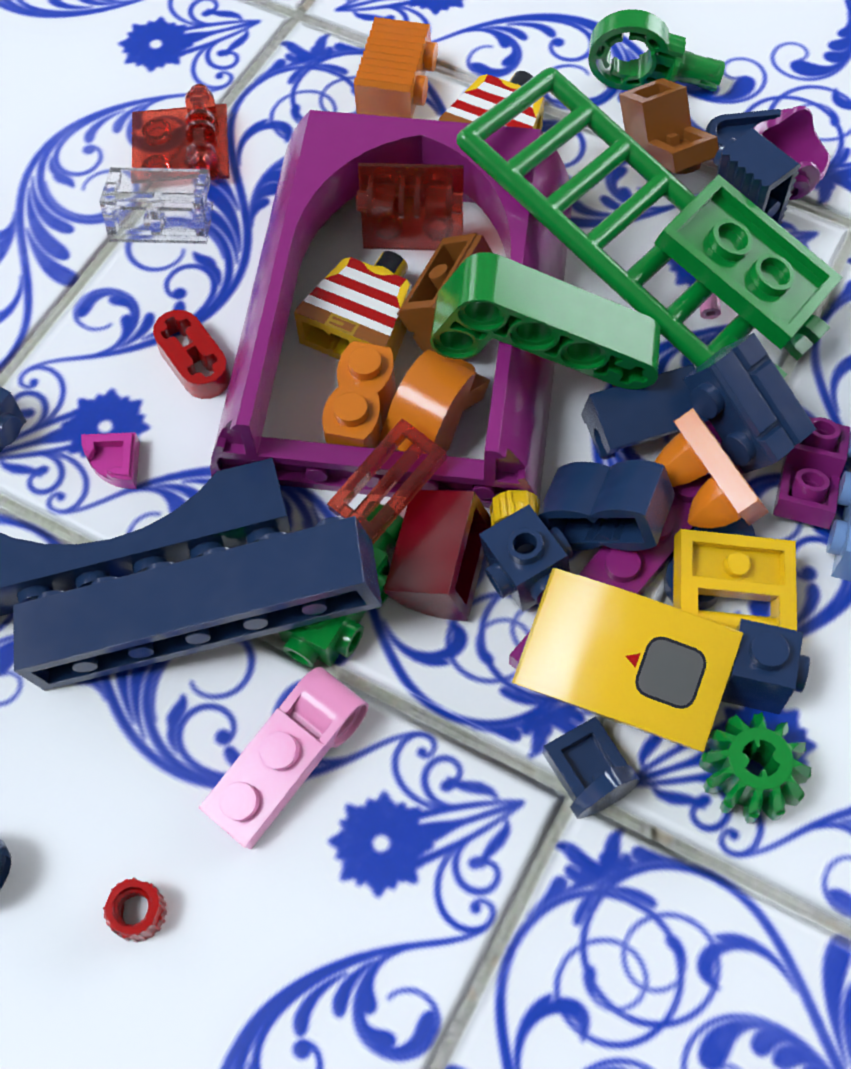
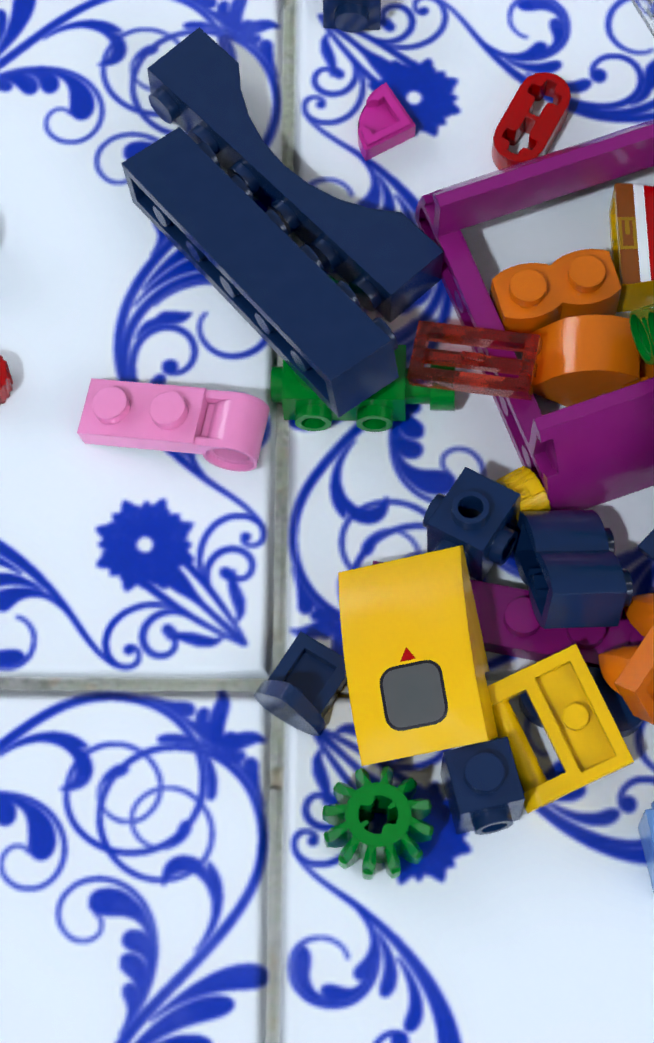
camera: 60 degrees right, 5 degrees up
(439, 554) = (430, 446): dark red brick -> none

